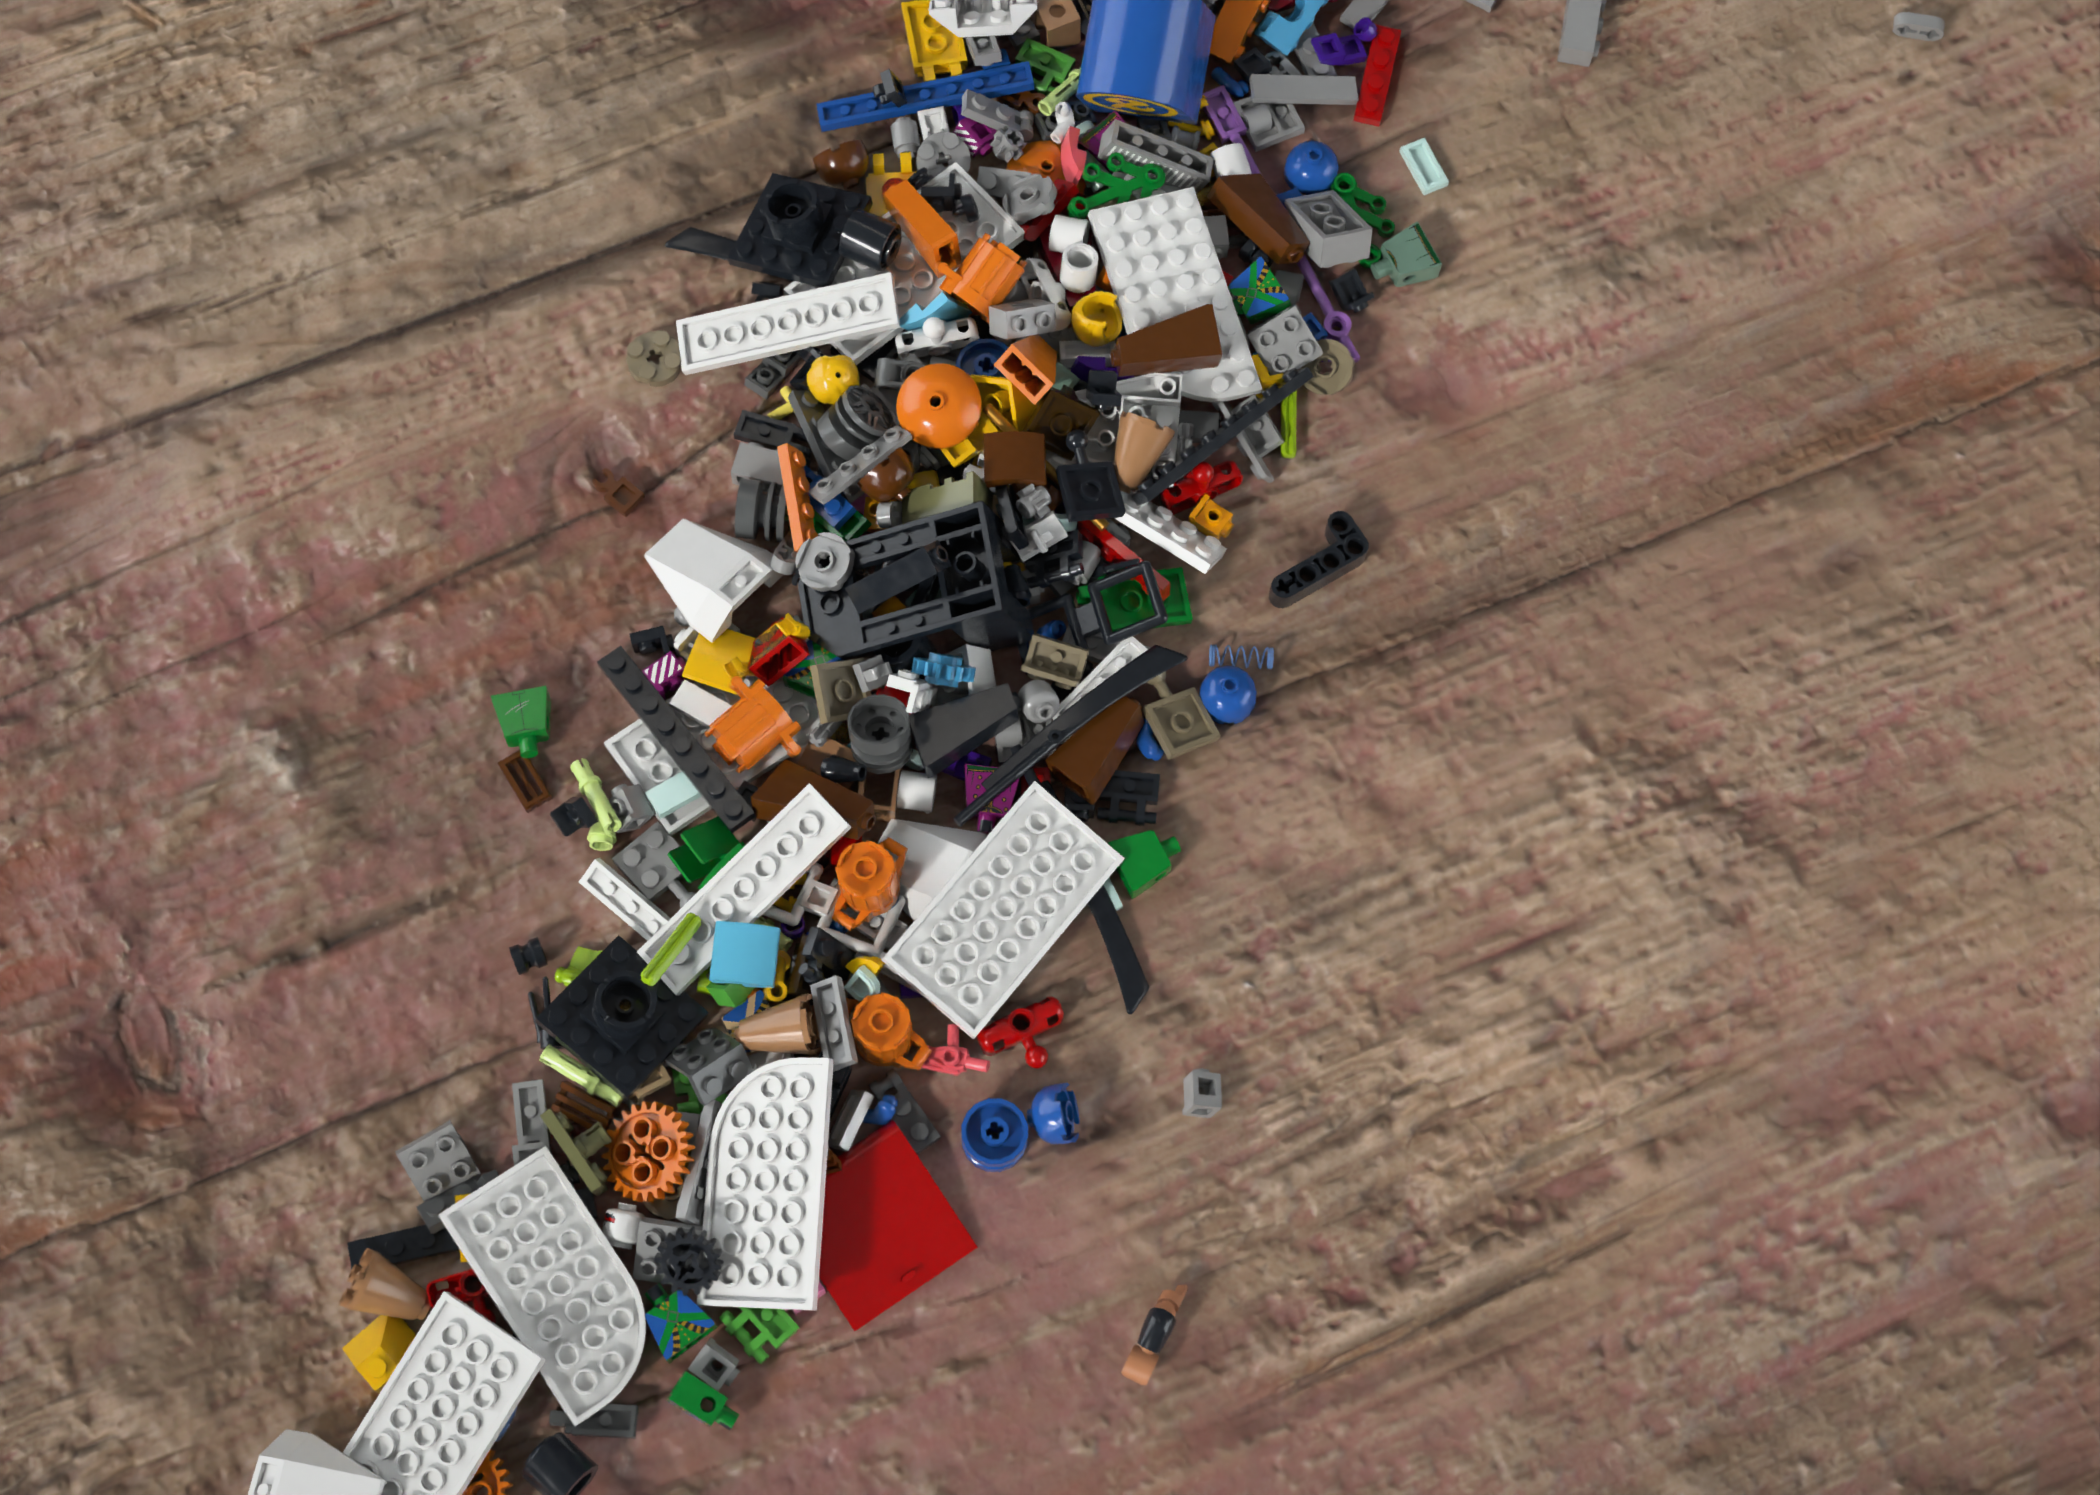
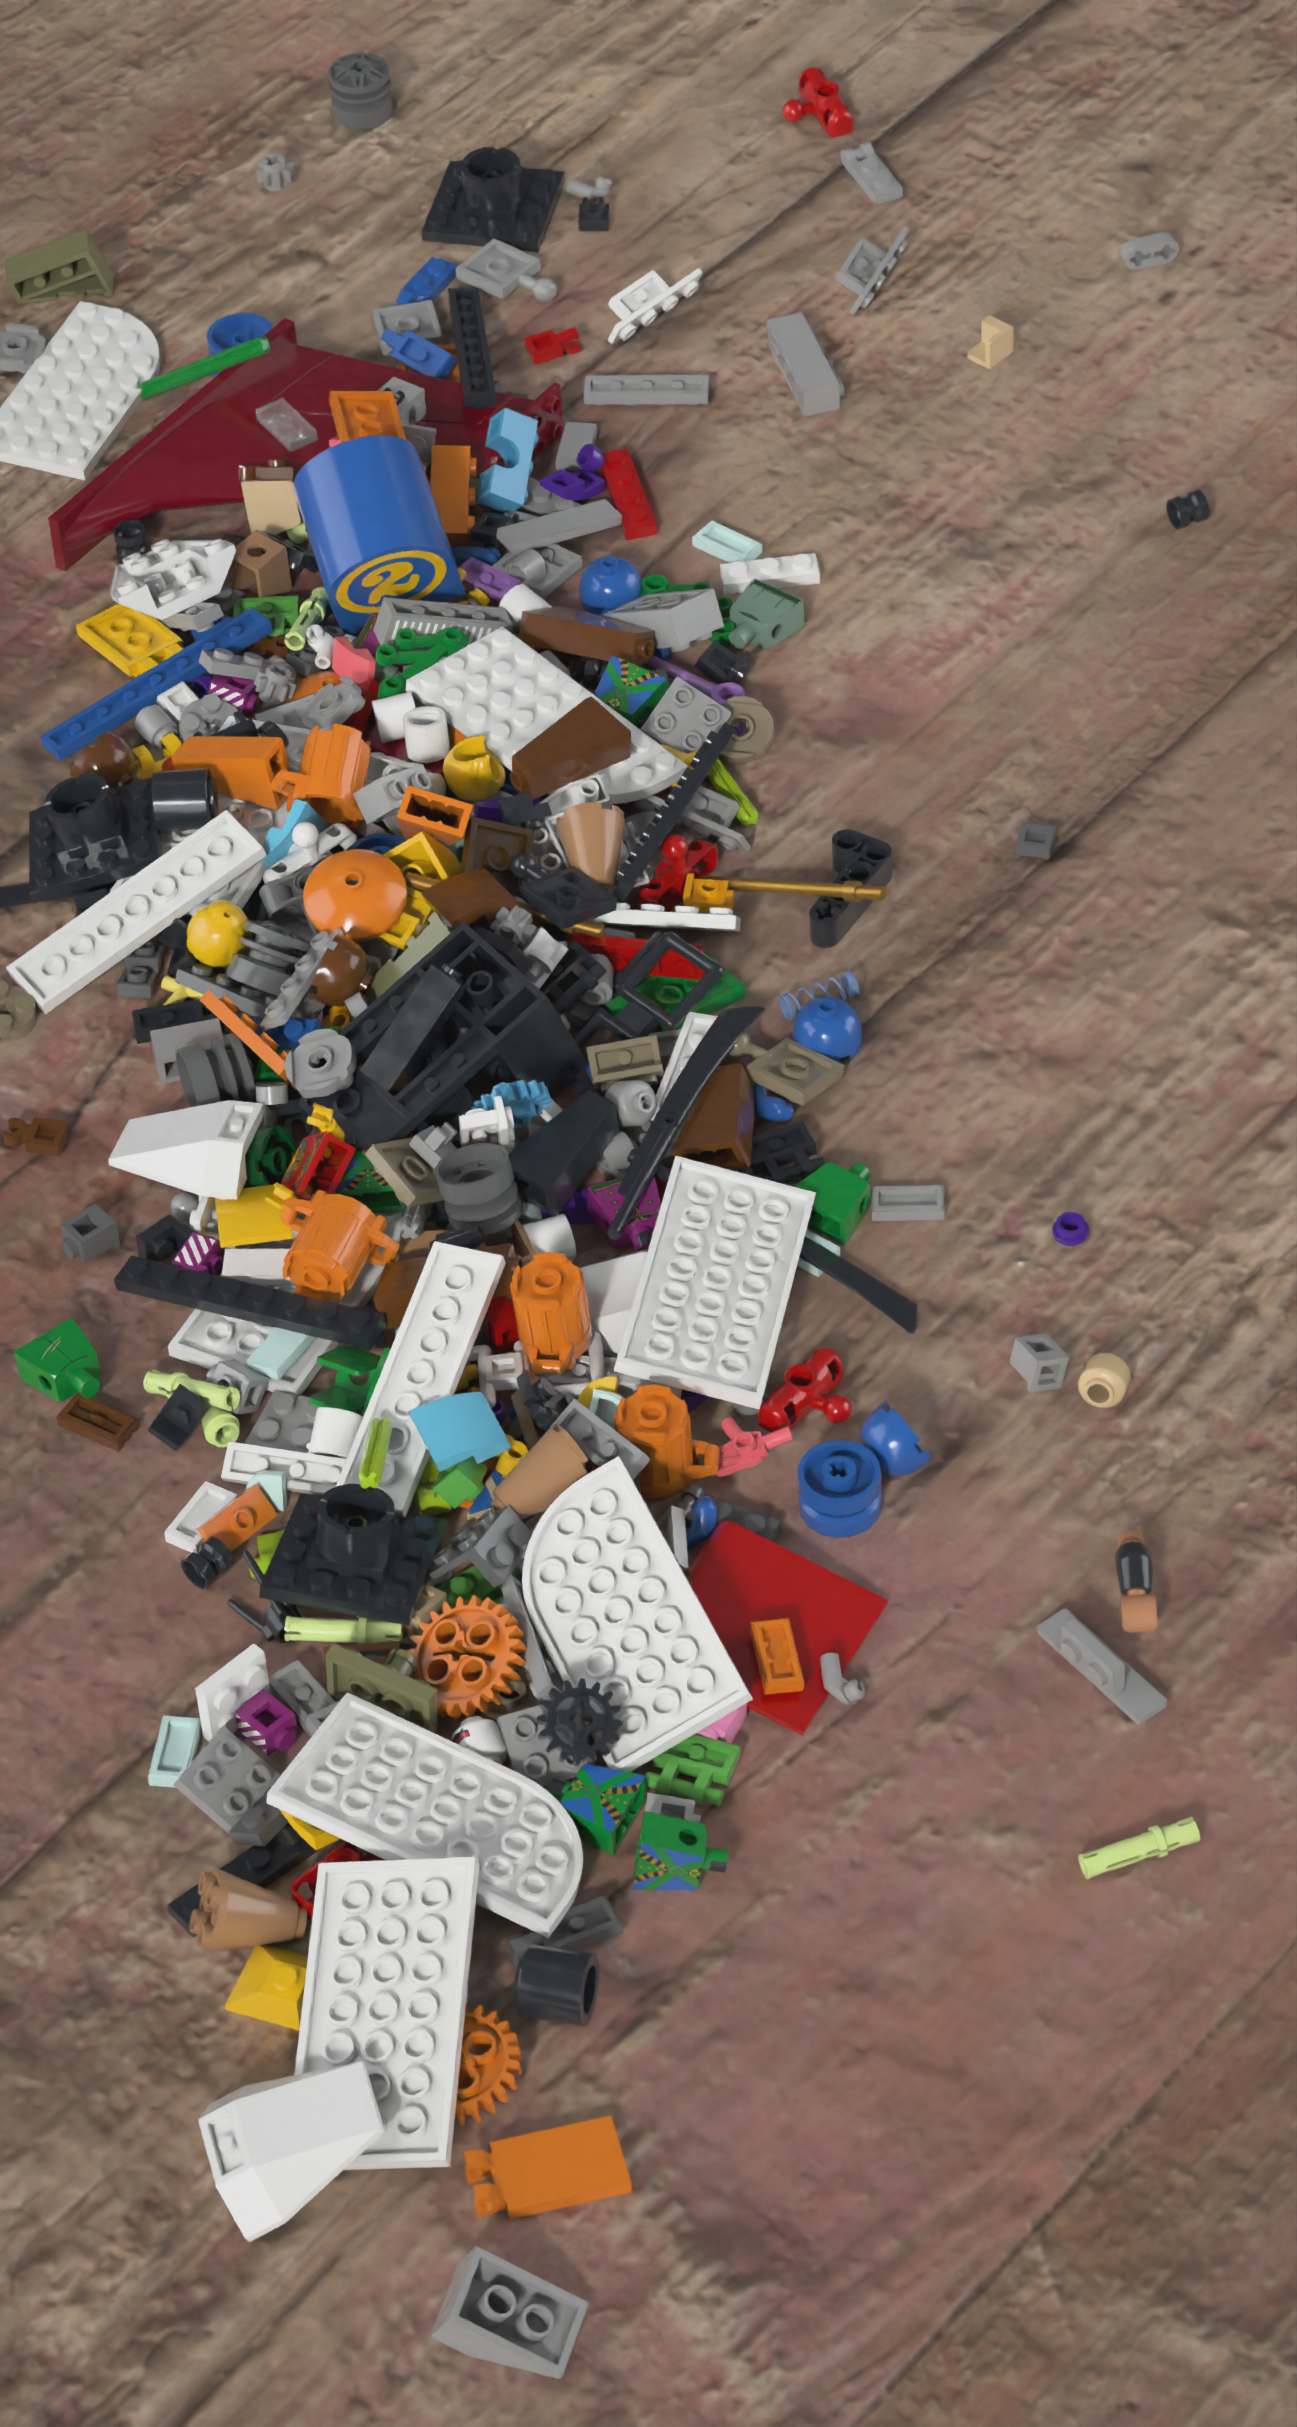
camera: 20 degrees left, 25 degrees down
(423, 1107) = (174, 1749): none -> light aqua tile
(476, 1093) = (230, 1689): none -> white plate
(487, 1115) = (266, 1723): none -> magenta brick
(549, 907) = (198, 1510): none -> white tile
(568, 929) = (239, 1518): none -> orange plate
(603, 599) = (89, 1234): none -> dark grey brick
(603, 912) = (272, 1486): none -> light aqua tile
(668, 896) = (333, 1432): none -> white piece
(760, 610) = (268, 1156): none -> dark green cylinder
(865, 1265) = (776, 1656): none -> orange plate
(890, 89) = (117, 685): black tile -> none
(898, 1307) = (835, 1684): none -> light grey arm
(1091, 1392) = (1102, 1666): none -> light grey bracket
(1196, 887) = (907, 1203): none -> light grey tile
(1238, 1137) = (1104, 1380): none -> tan head
(1303, 972) = (1070, 1229): none -> dark purple plate
(1308, 580) = (850, 891): none -> pearl gold bar
(1439, 212) = (776, 572): none -> white plate
(1485, 589) = (1035, 840): none -> dark grey plate
(1740, 64) = (995, 343): none -> tan panel
(1793, 315) = (1188, 509): none -> black wheel

